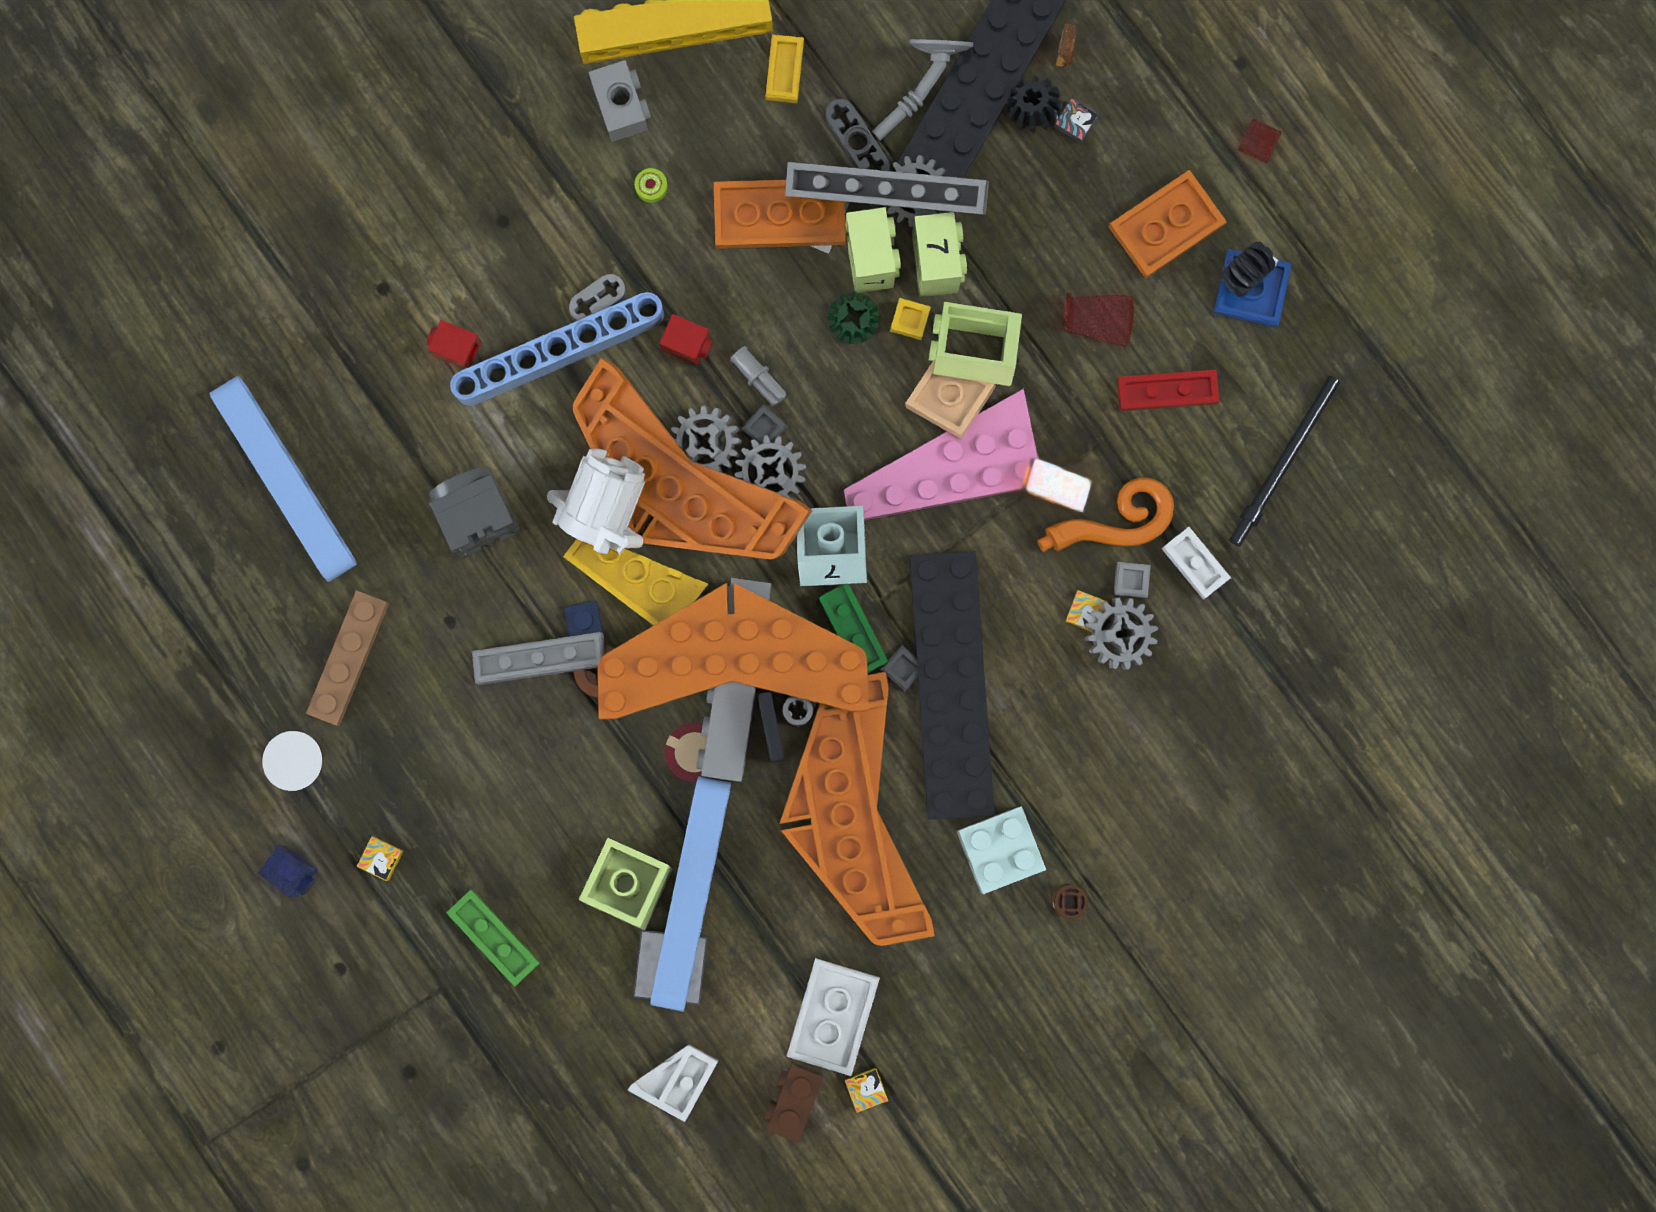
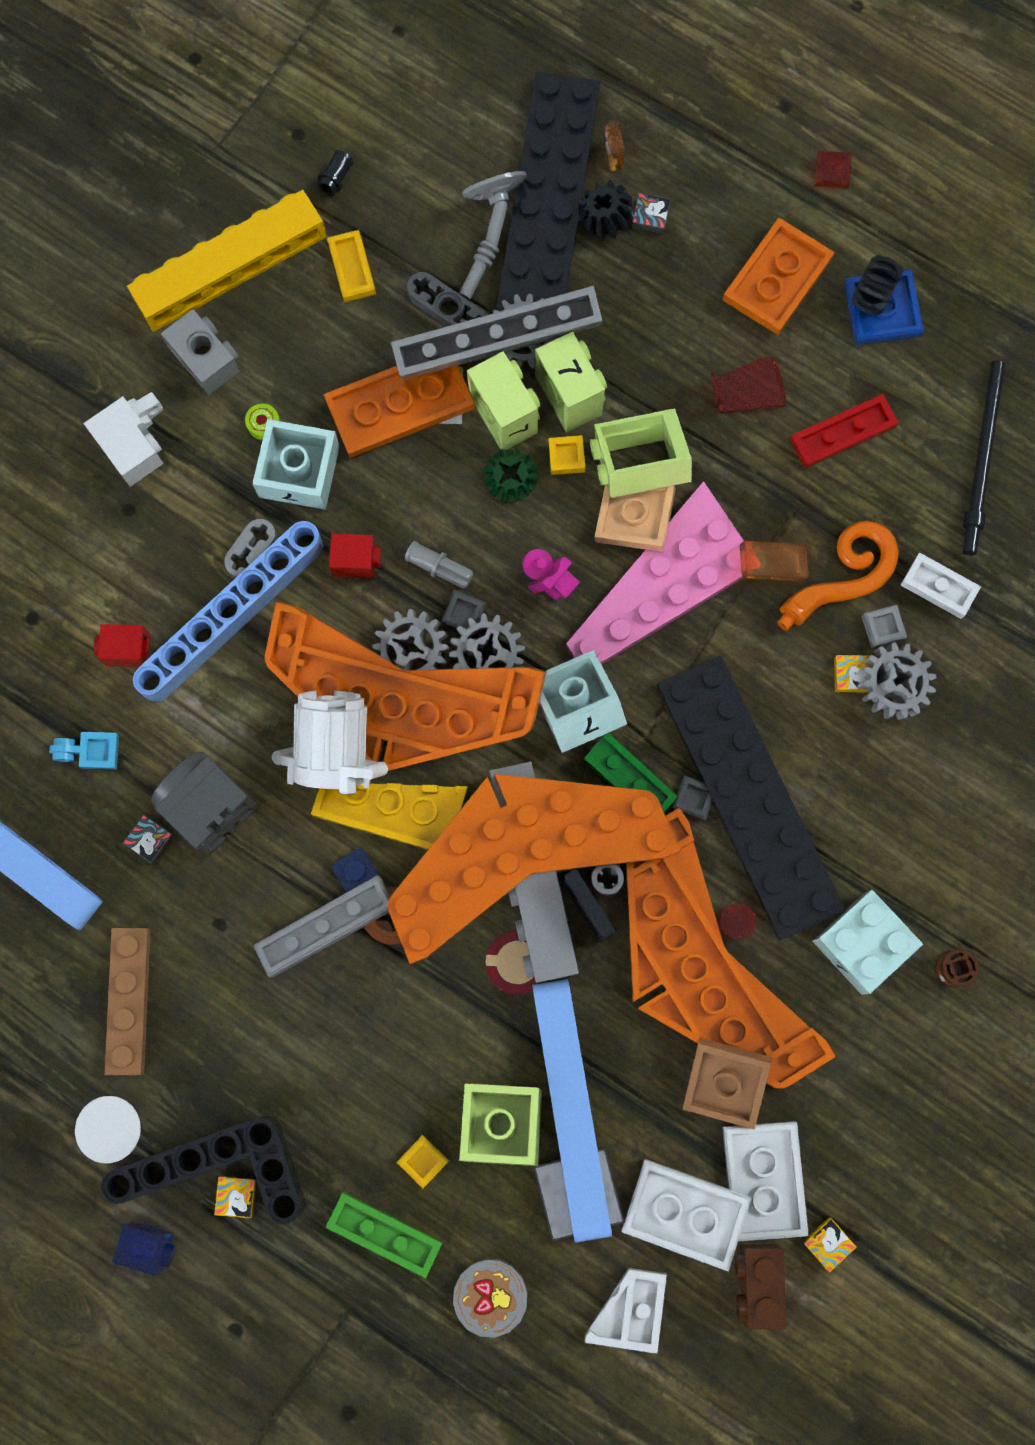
camera: 15 degrees left, 5 degrees down
(372, 819) = (212, 1158): none -> black beam
(396, 429) = (95, 751): none -> medium azure plate
(415, 524) = (148, 839): none -> tile
(520, 154) = (125, 438): none -> white hinge
(549, 889) = (422, 1161): none -> yellow tile
(563, 1023) = (490, 1297): none -> tile
(665, 238) = (296, 464): none -> light aqua brick
(754, 1018) = (686, 1214): none -> white tile
(831, 922) = (727, 1083): none -> medium nougat plate
(850, 422) = (549, 574): none -> dark pink hips
(897, 789) = (738, 921): none -> clear red plate

